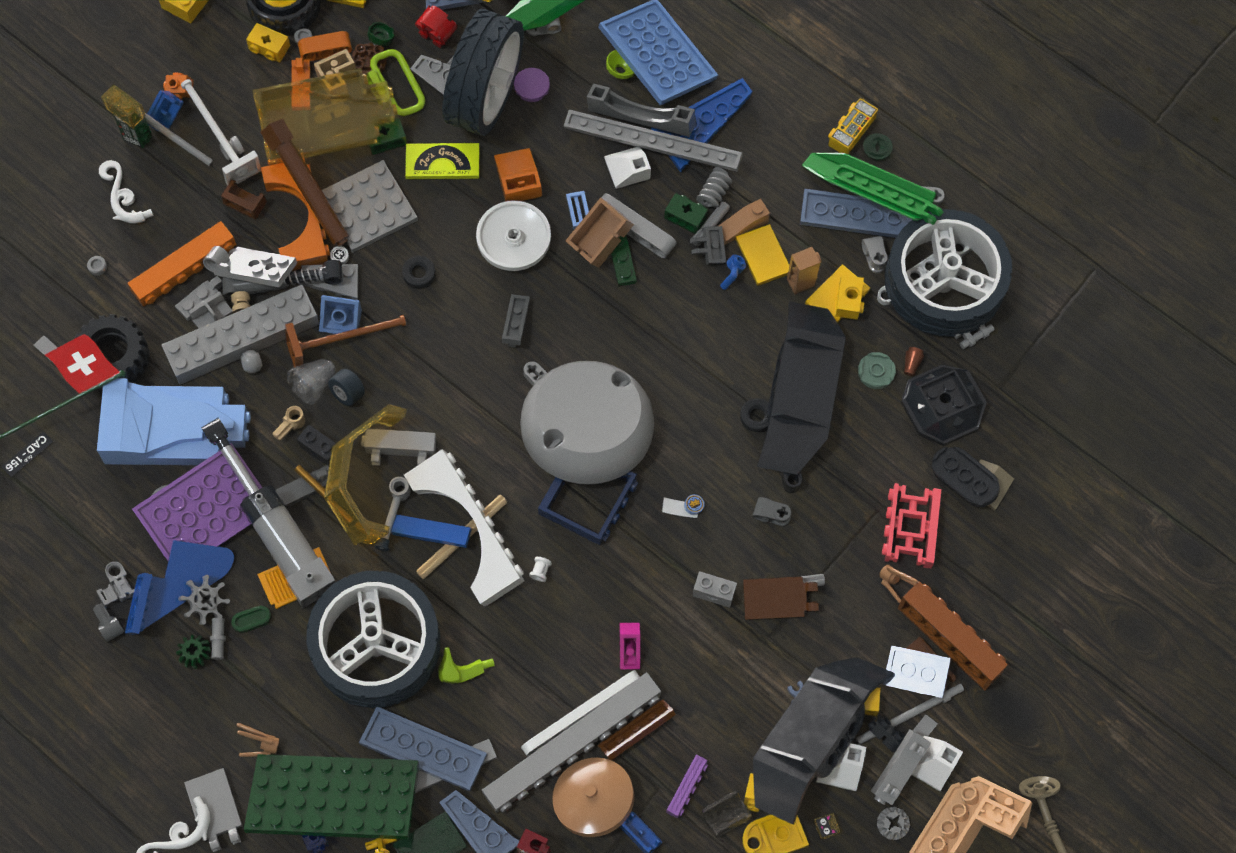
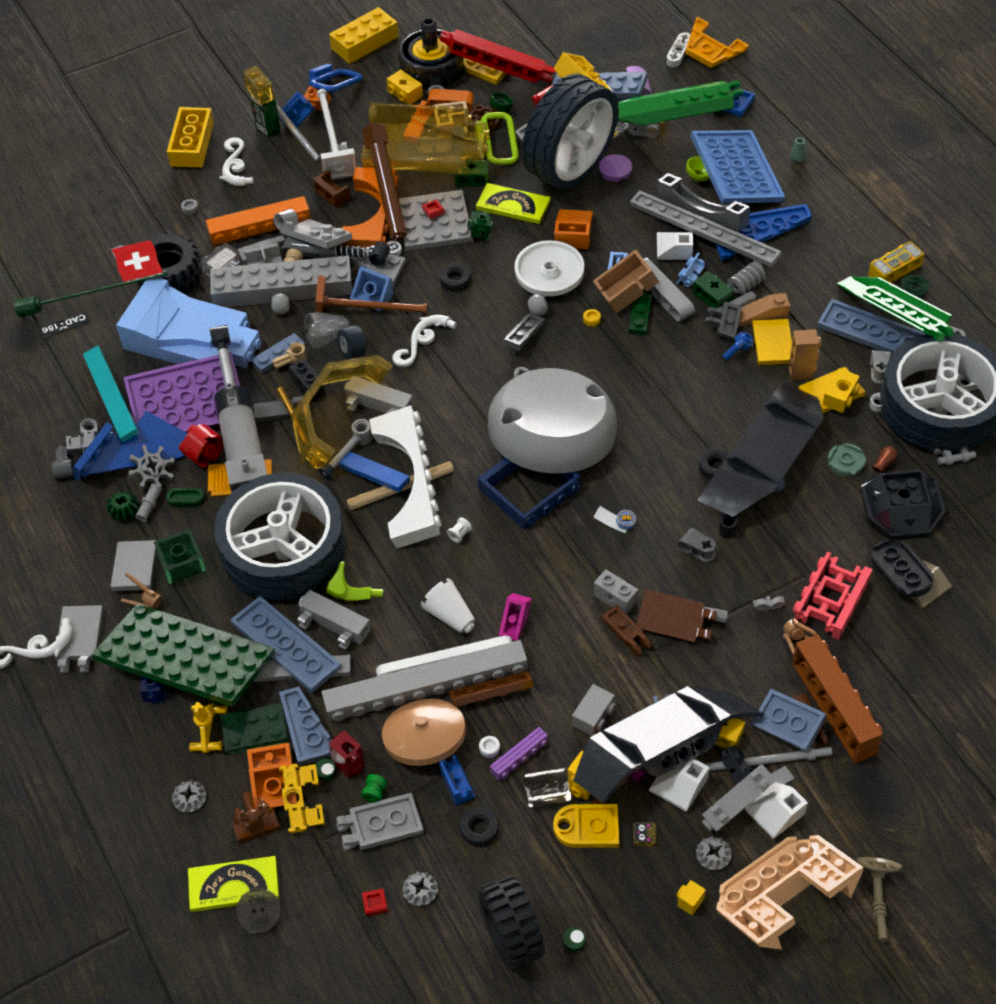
camera: 25 degrees right, 15 degrees down
(60, 177) = (190, 137): none -> yellow brick
(122, 528) = (110, 394): none -> teal tile
(164, 326) = (221, 257): none -> clear brick
(174, 50) = (324, 74): none -> blue bar
(234, 712) = (137, 560): none -> light grey tile
(245, 558) = (201, 444): none -> red brick
(271, 420) = (263, 361): none -> sand blue plate
(279, 690) = (180, 556): none -> clear green brick
(364, 196) = (433, 209): none -> red tile
(419, 356) = (422, 339): none -> white plant
(421, 202) = (480, 224): none -> dark green brick
(457, 704) = (333, 617): none -> light grey brick
(517, 283) = (537, 304): none -> light grey piece
(566, 659) = (449, 607): none -> white cone
(575, 279) = (592, 317): none -> yellow tile
(652, 200) = (694, 265): none -> light blue hinge
(656, 788) = (489, 746): none -> white tile
(712, 13) = (798, 150): none -> sand green cone
(736, 624) = (626, 630): none -> reddish brown hinge
(738, 720) = (593, 710): none -> light grey brick
(852, 555) = (766, 604): none -> light grey piece

